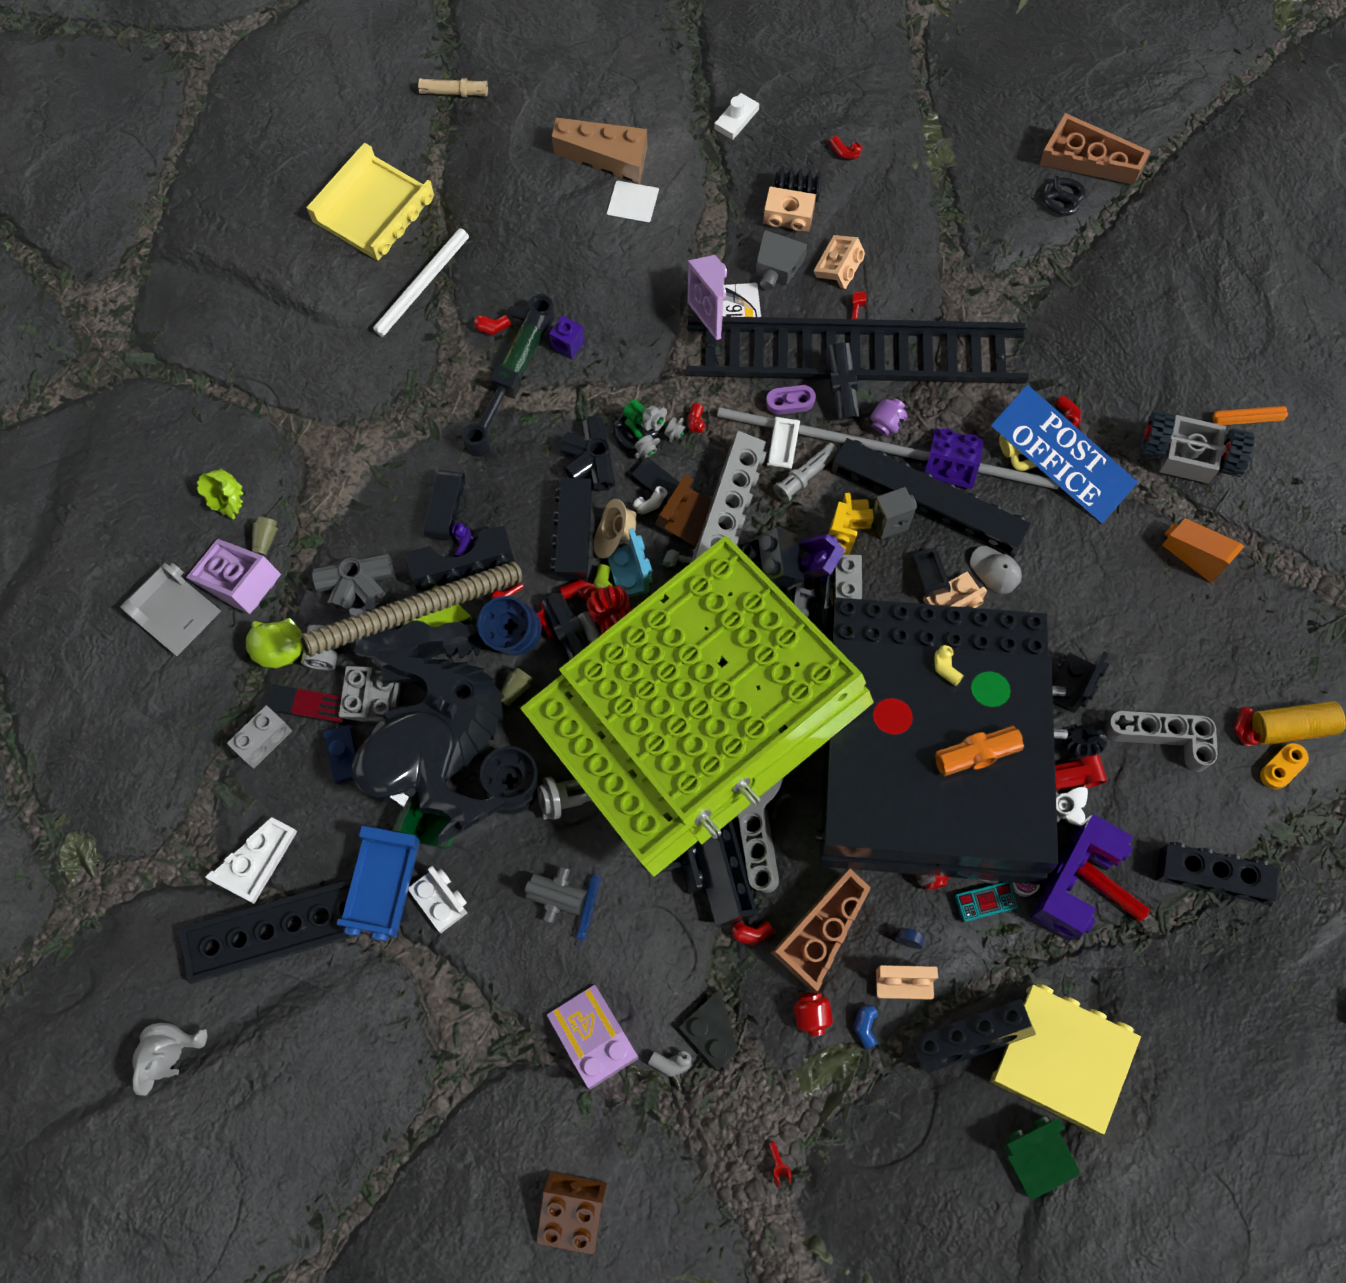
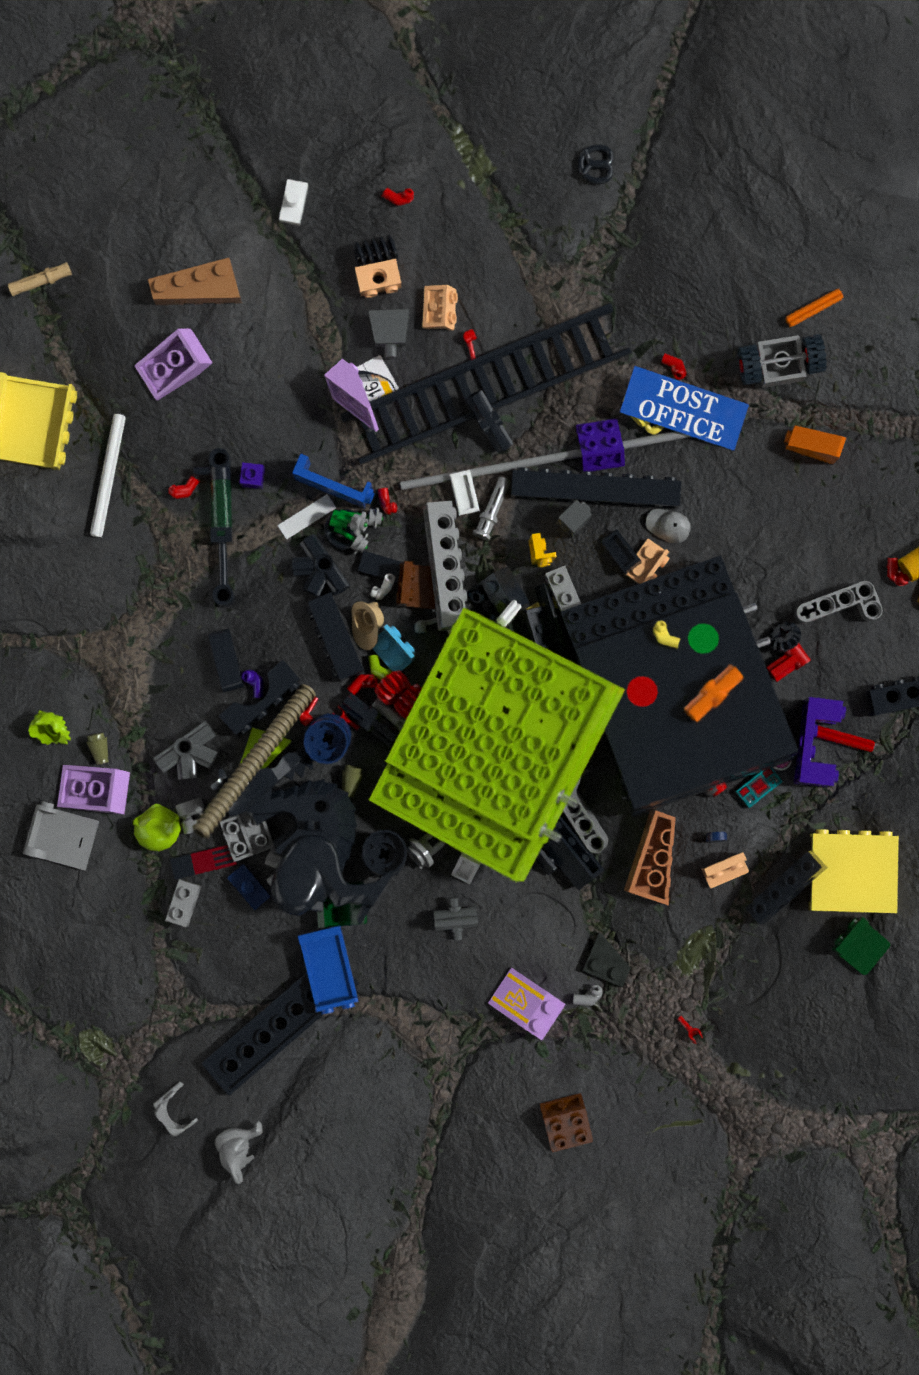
camera: 30 degrees left, 15 degrees up
(103, 968) = (161, 1112): none -> light grey helmet
(255, 861) = (228, 992): white wing -> none
(438, 900) = (372, 959): white bracket -> none
(543, 205) = (173, 363): none -> lavender slope
(584, 916) = (481, 922): blue piece -> none
(596, 837) = (466, 868): none -> white tile
(602, 403) = (306, 516): none -> white sticker
(632, 201) = (243, 322): white sticker -> none
(643, 376) = (329, 486): none -> blue panel
(751, 935) = (604, 885): red arm -> none
(776, 569) = (508, 614): none -> white axle
(790, 399) = (452, 450): medium lavender plate -> none
(813, 1013) = (671, 919): red head -> none
(822, 556) = (535, 579): dark purple bracket -> none
(861, 515) = (545, 525): yellow panel -> none
(863, 1024) = (707, 910): blue arm -> none
(888, 416) = (536, 433): medium lavender head -> none
(1070, 804) = (790, 689): white animal -> none
(1080, 680) = (762, 590): black bracket -> none
(1093, 152) = (604, 115): nougat wedge -> none

